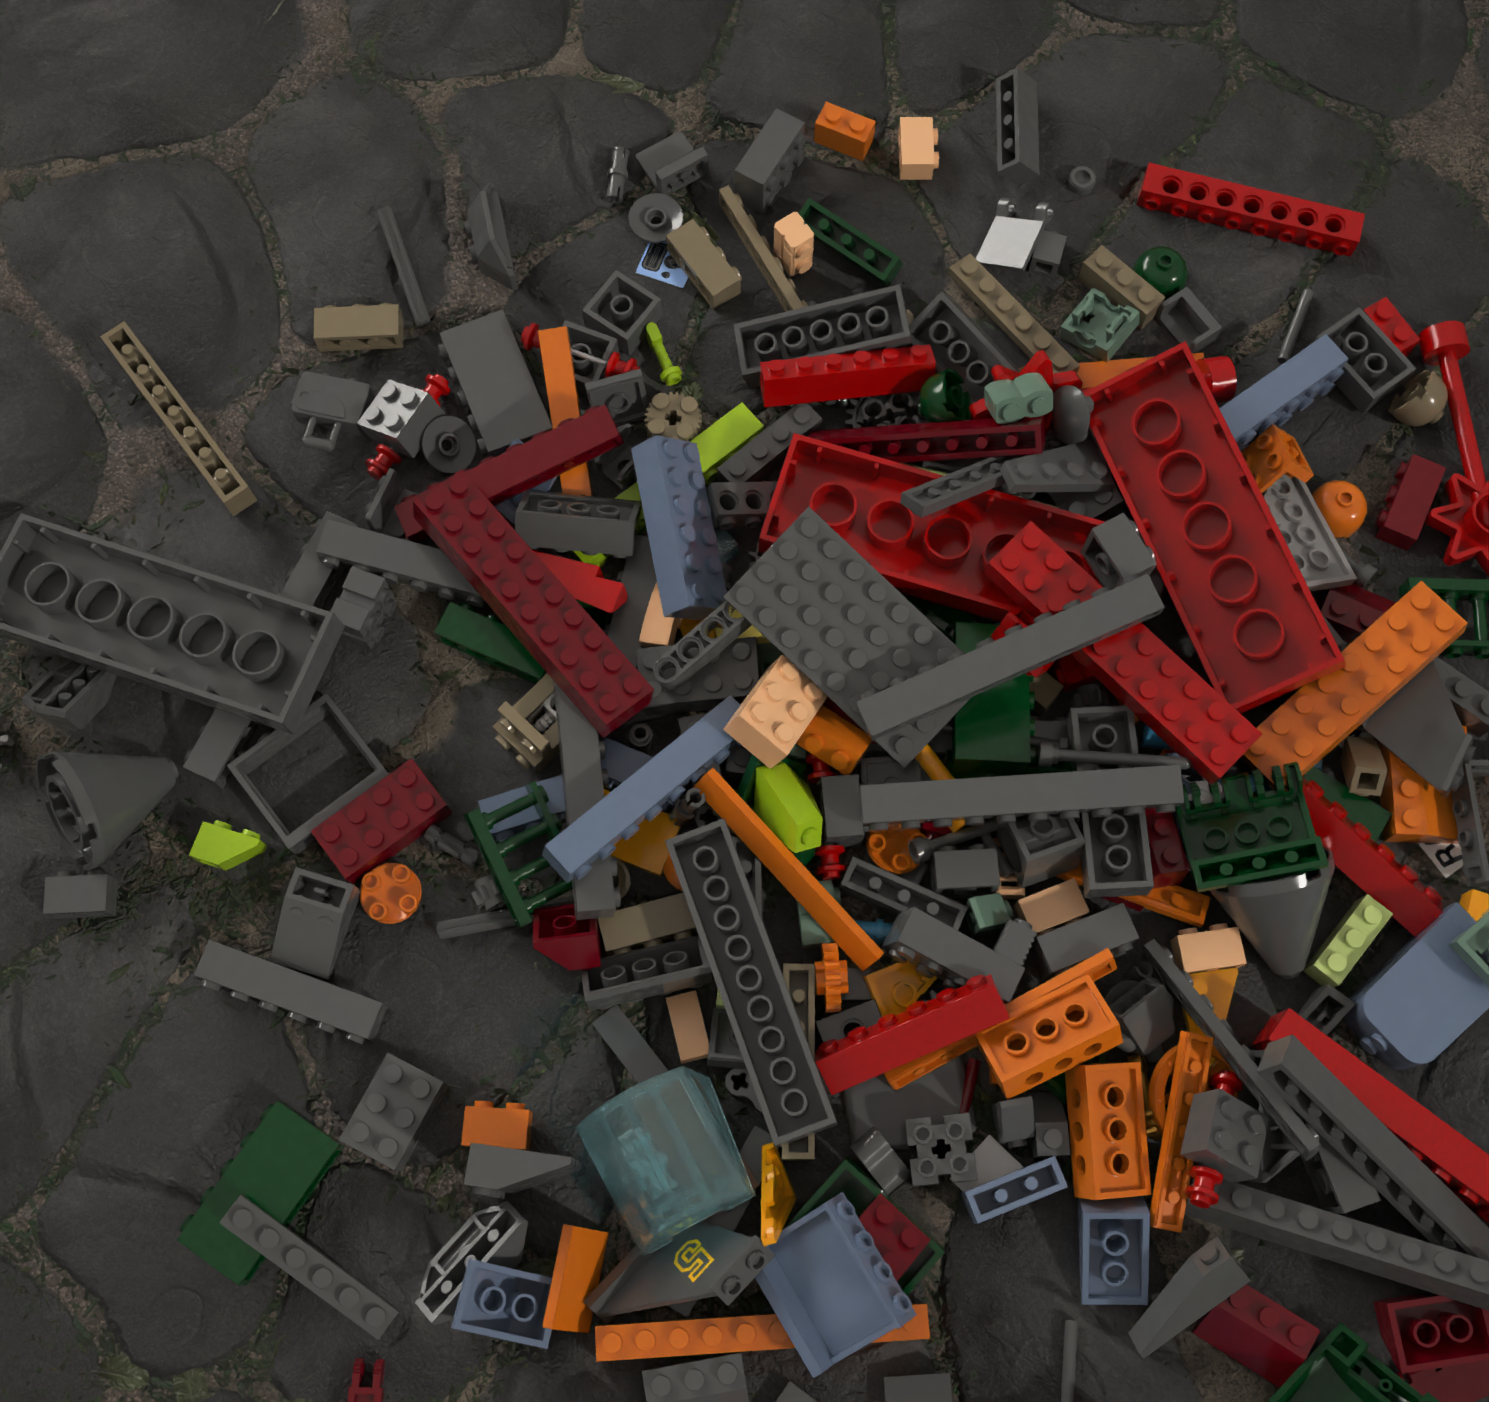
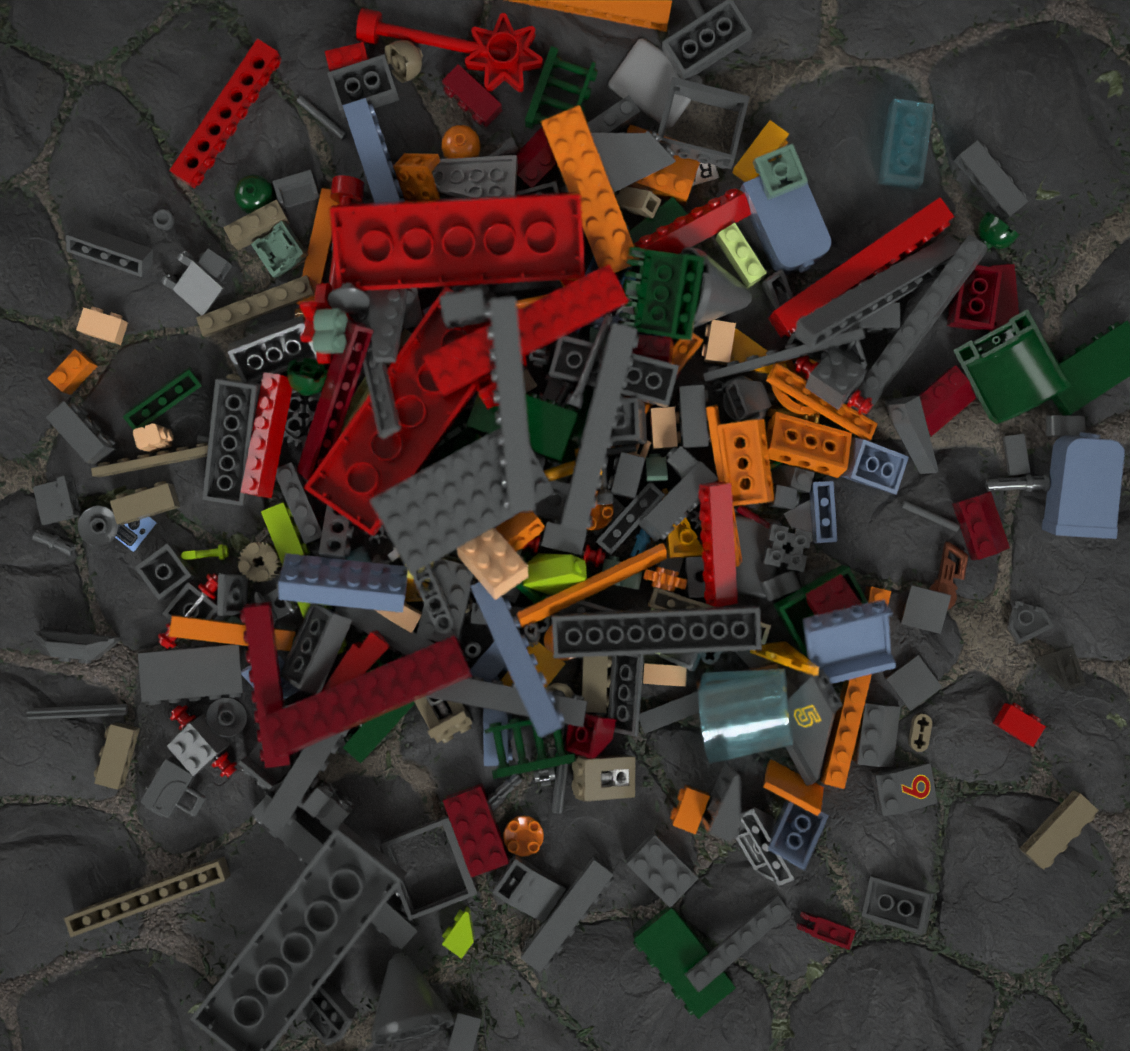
camera: 75 degrees left, 15 degrees up
(502, 954) = (588, 777): none -> dark tan brick

